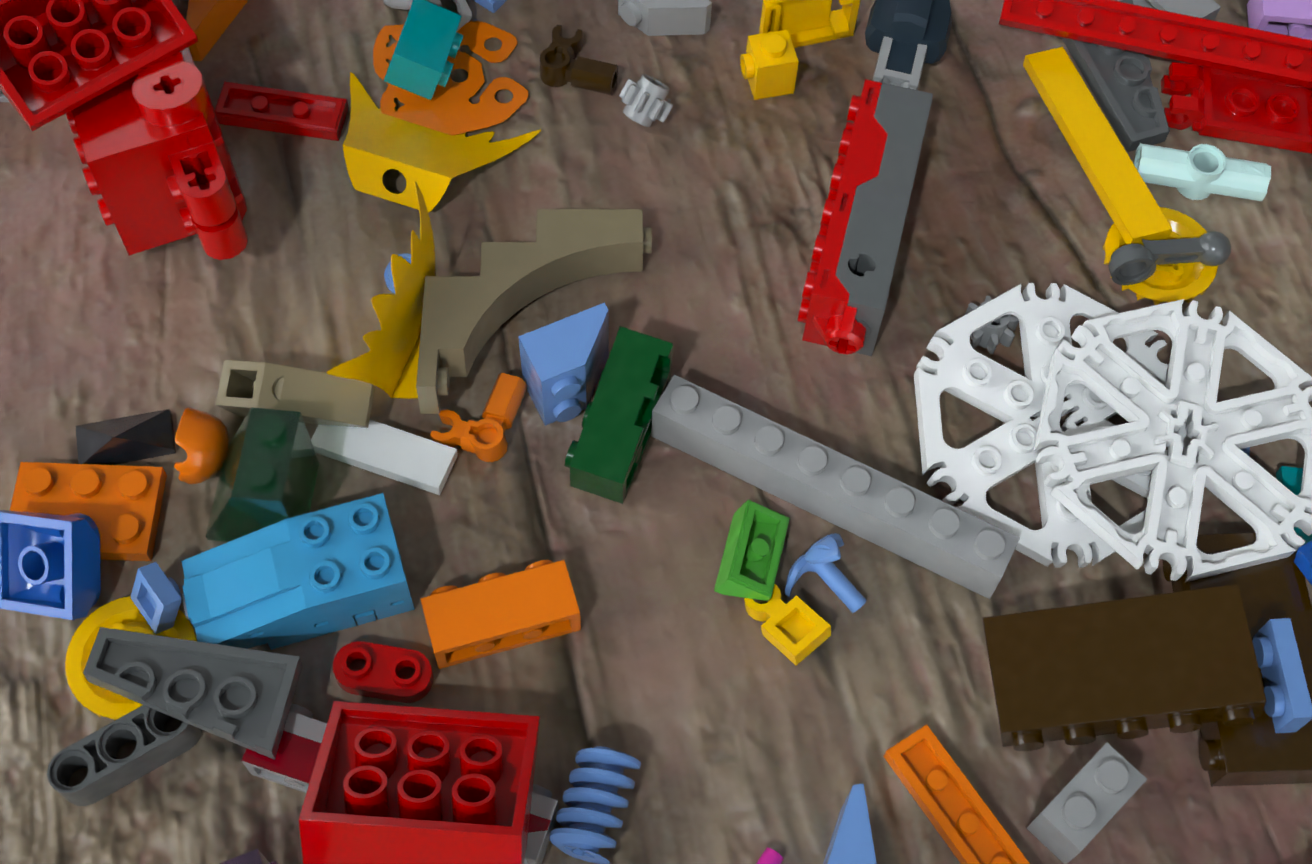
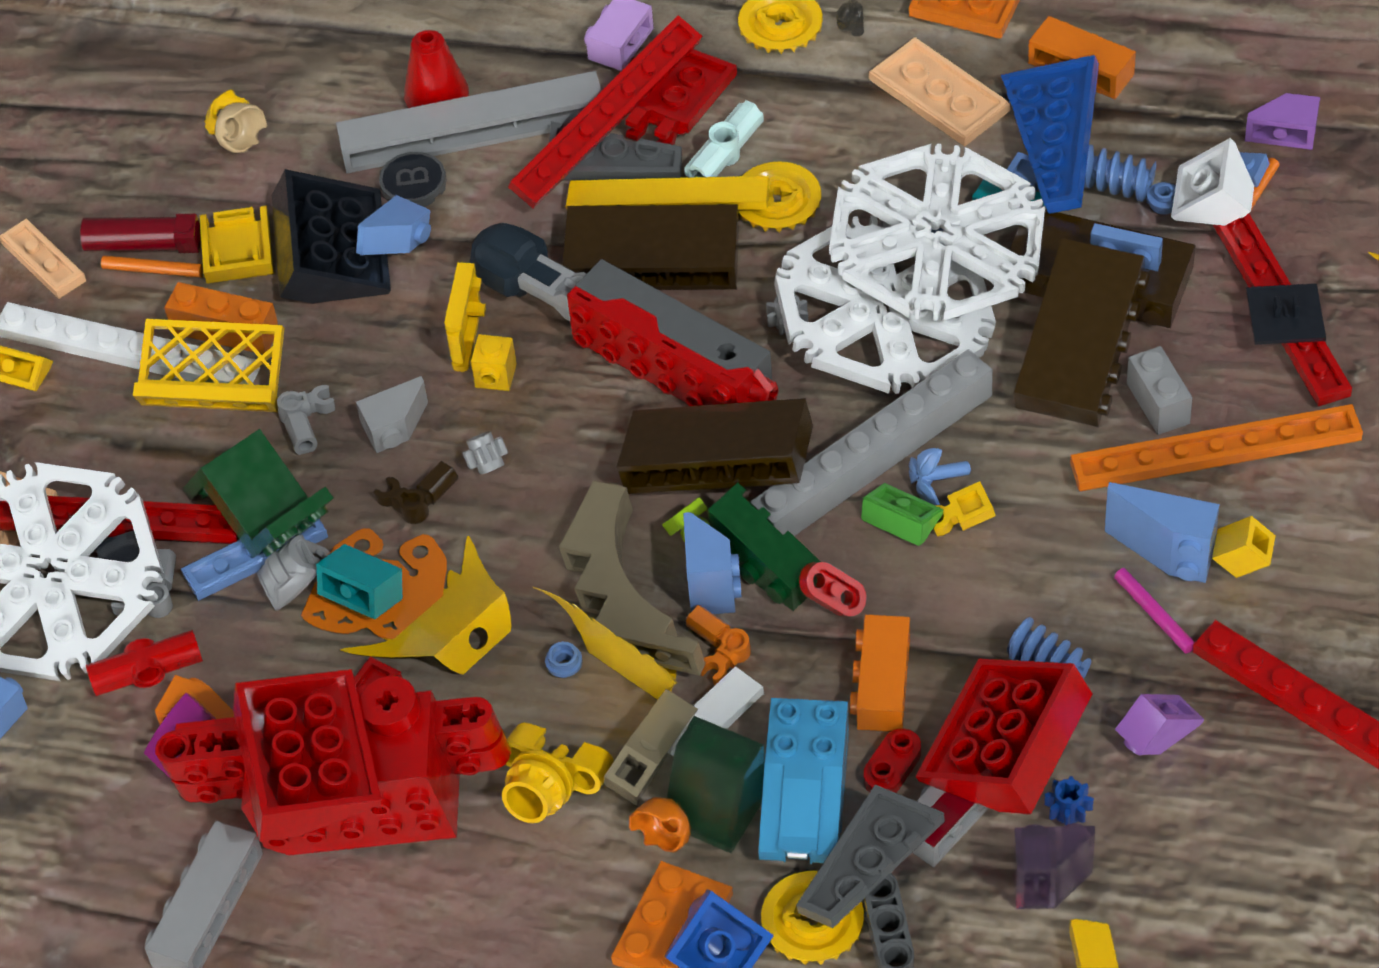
camera: 60 degrees left, 10 degrees down
(126, 439) = (618, 887): black slope -> none
(156, 597) = (780, 876): medium blue plate -> none
(235, 307) = (544, 780): none -> yellow beam
(593, 509) = (830, 586): none -> red plate
(642, 321) = (677, 521): none -> lime tile
(740, 313) = (715, 446): none -> dark brown brick
(1013, 157) = (657, 243): none -> dark brown brick
(1138, 262) = (784, 203): dark grey piece -> none

